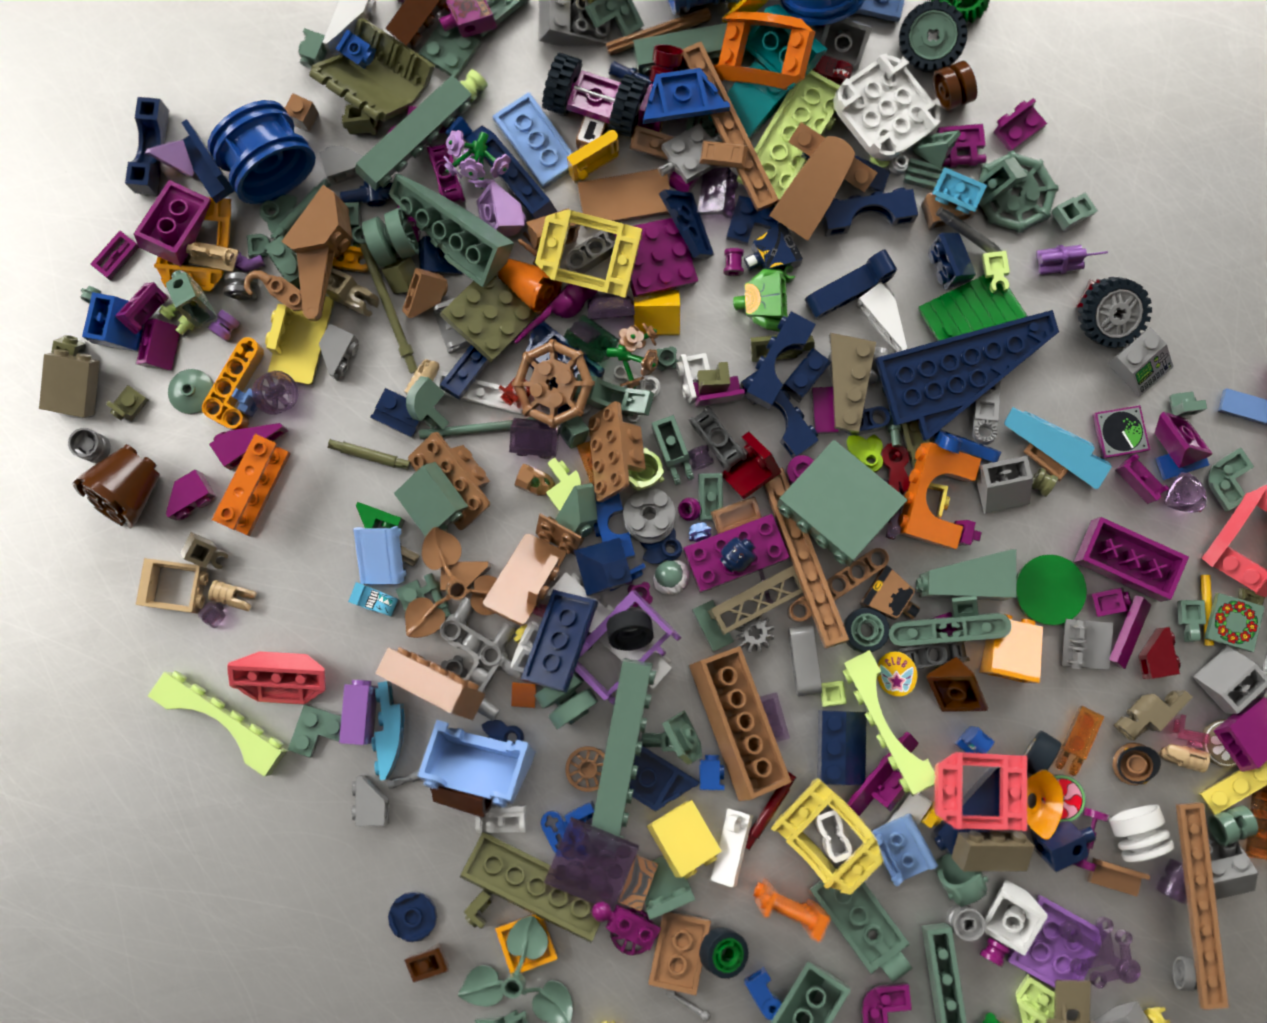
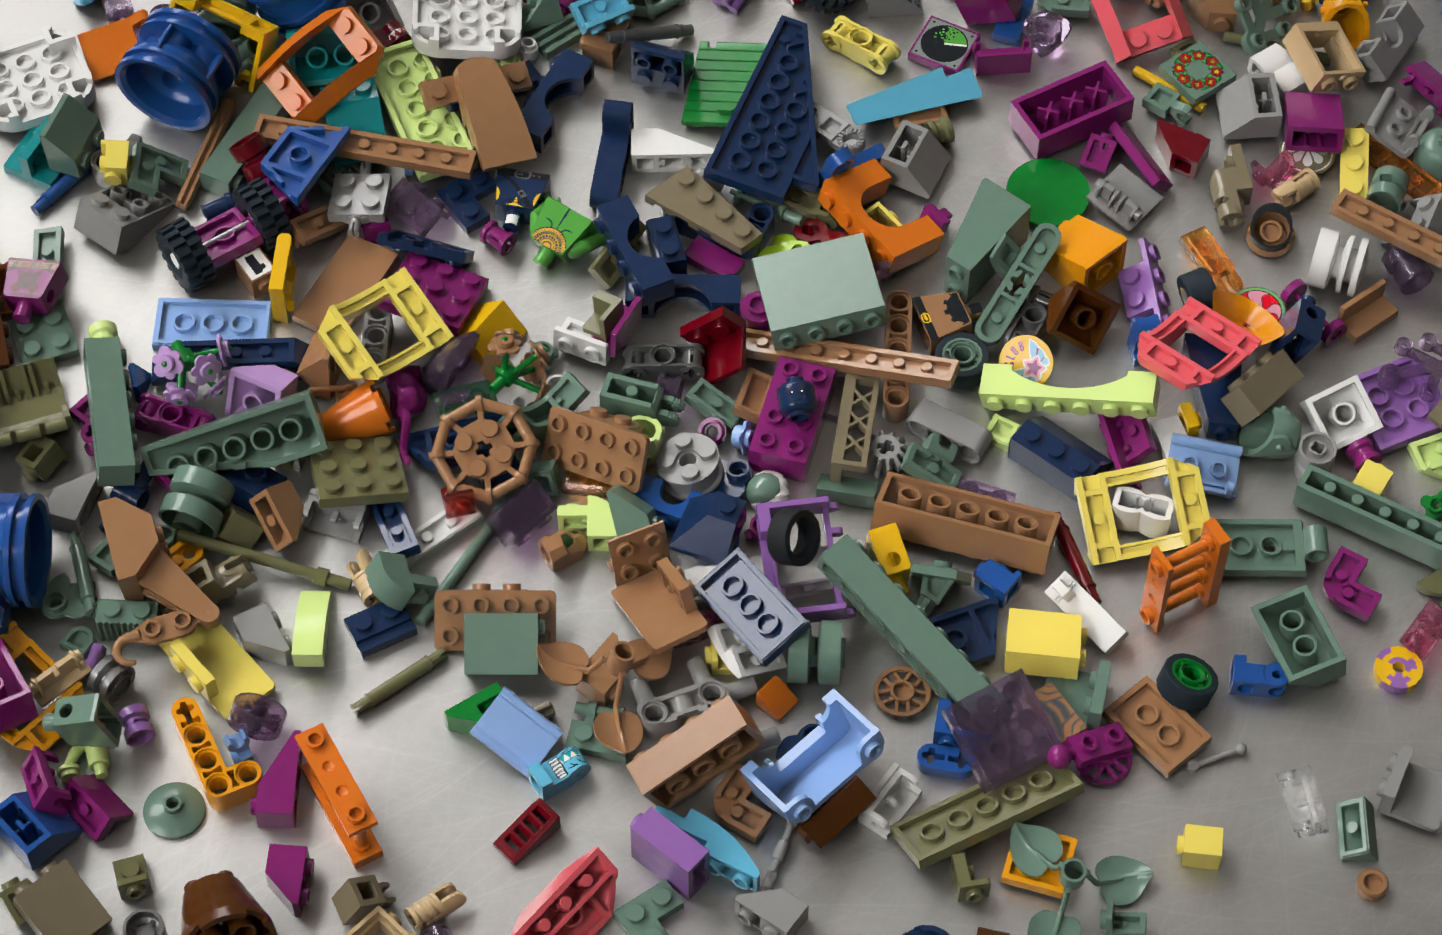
camera: 55 degrees left, 25 degrees down
(339, 614) = (530, 815): none -> dark red slope
(364, 373) = (311, 629): none -> yellowish green slope
(424, 725) = (735, 810): none -> medium nougat plate
(676, 689) = (887, 548): none -> yellow torso
(724, 154) = (389, 165): medium nougat tile -> none
(768, 668) = (932, 461): none -> sand green plate
(975, 972) = (1374, 477): none -> light yellow brick
(996, 267) = (701, 35): yellowish green plate -> none
(1018, 711) = (1143, 285): none -> medium lavender bracket
(1075, 393) = (861, 45): none -> light yellow piece

